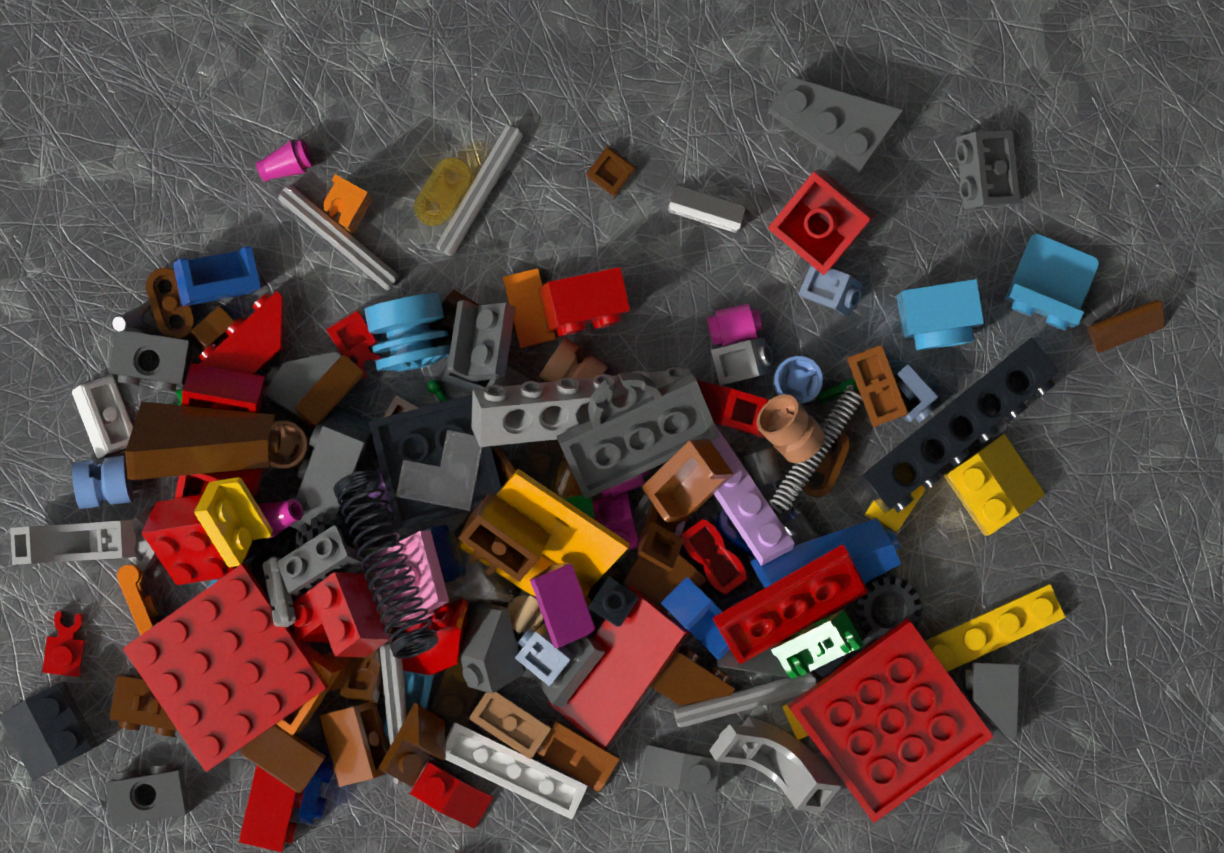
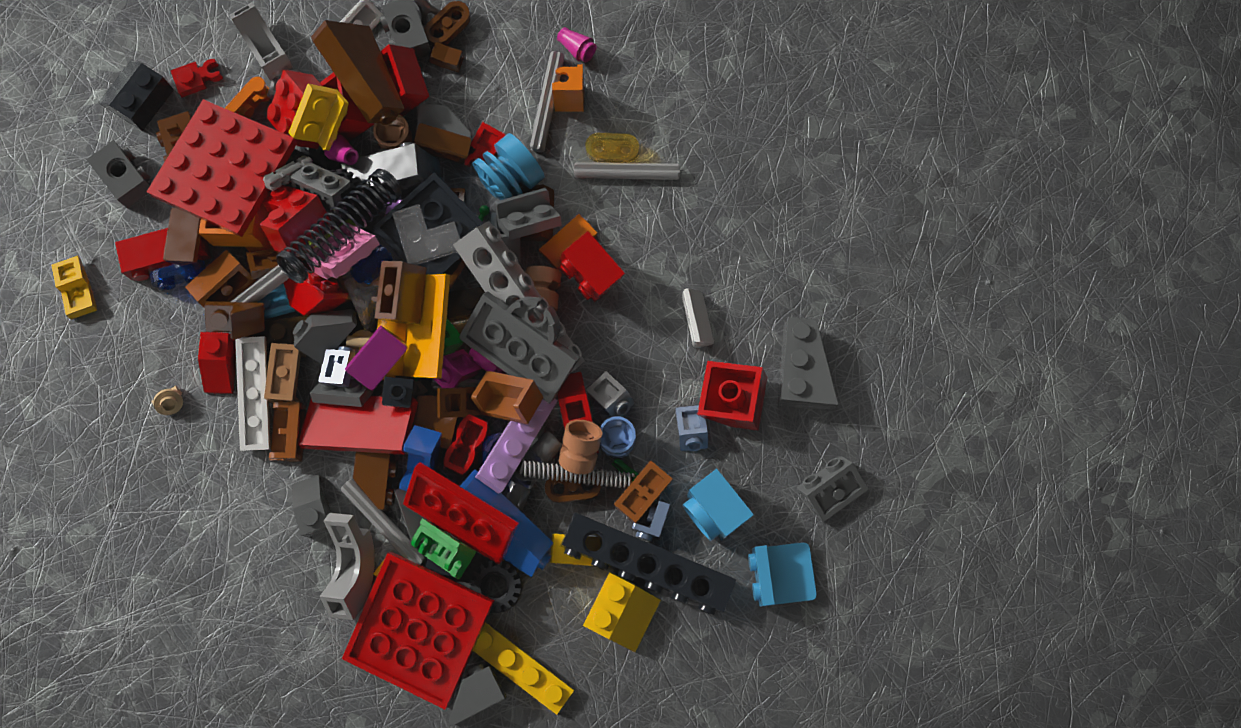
camera: 60 degrees right, 10 degrees down
(101, 482) = (300, 34): medium blue wheel -> none
(216, 276) = (478, 39): blue panel -> none
(253, 341) = (451, 83): red slope -> none
(610, 172) = (686, 245): reddish brown tile -> none
(734, 325) = (631, 376): dark pink brick -> none
(1127, 326) = (782, 644): reddish brown slope -> none

